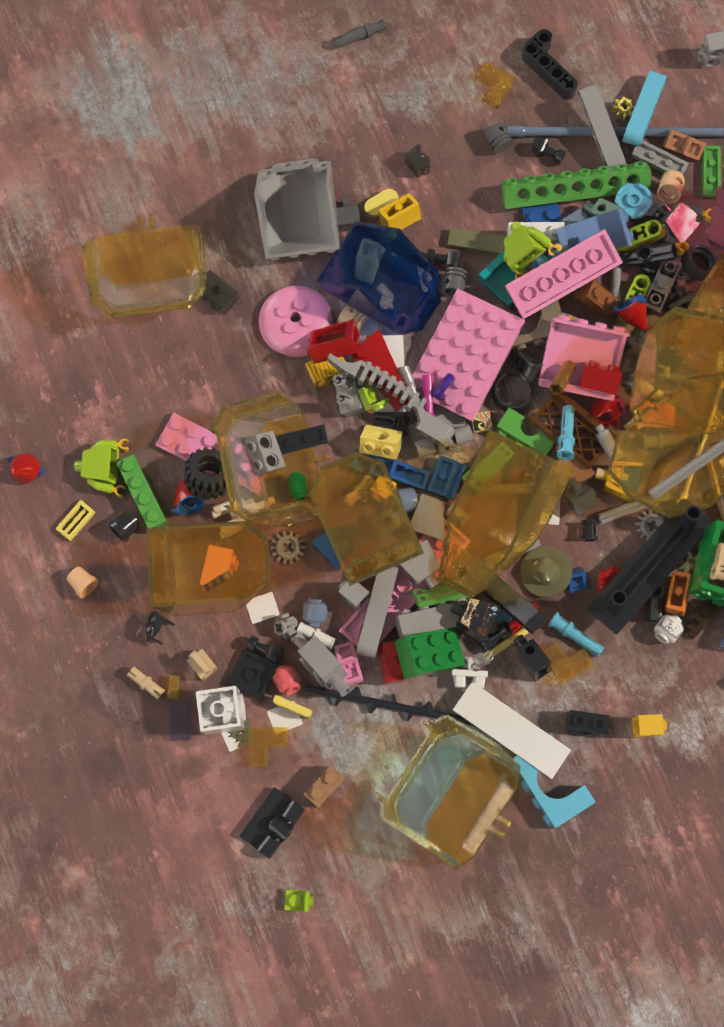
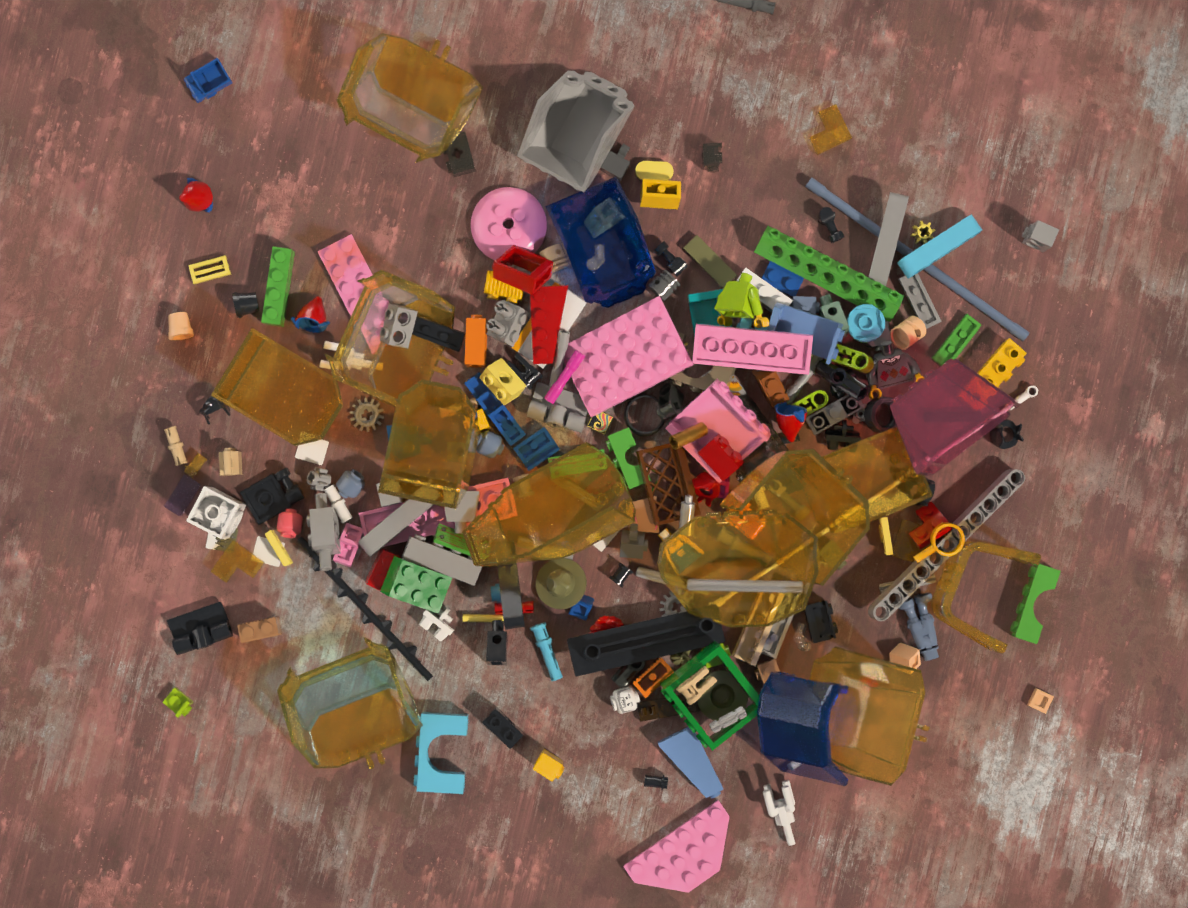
camera: 30 degrees right, 10 degrees up
(100, 465) = (259, 237): lime torso -> none
(205, 485) = (324, 312): black tyre -> none
(218, 567) = (283, 402): orange slope -> none
(298, 486) = (407, 371): green brick -> none
(337, 425) = (476, 342): none -> orange window
(370, 398) = (519, 339): lime bracket -> none
(427, 425) = (548, 395): light grey piece -> none
(429, 518) = (496, 473): light grey slope -> none
(438, 391) = (580, 373): dark purple arm -> none
(475, 617) = (472, 582): torso -> none
(481, 659) = (454, 617): clear arm -> none
(498, 137) = (795, 183): dark grey piece -> none
(504, 630) = (474, 606): black leg -> none
(512, 730) = (438, 691): white sticker -> none
(564, 667) = (519, 672): clear yellow plate -> none
(565, 84) = (890, 151): black beam -> none
(566, 438) = (653, 489): medium azure pin -> none
(684, 144) = (951, 301): nougat slope -> none

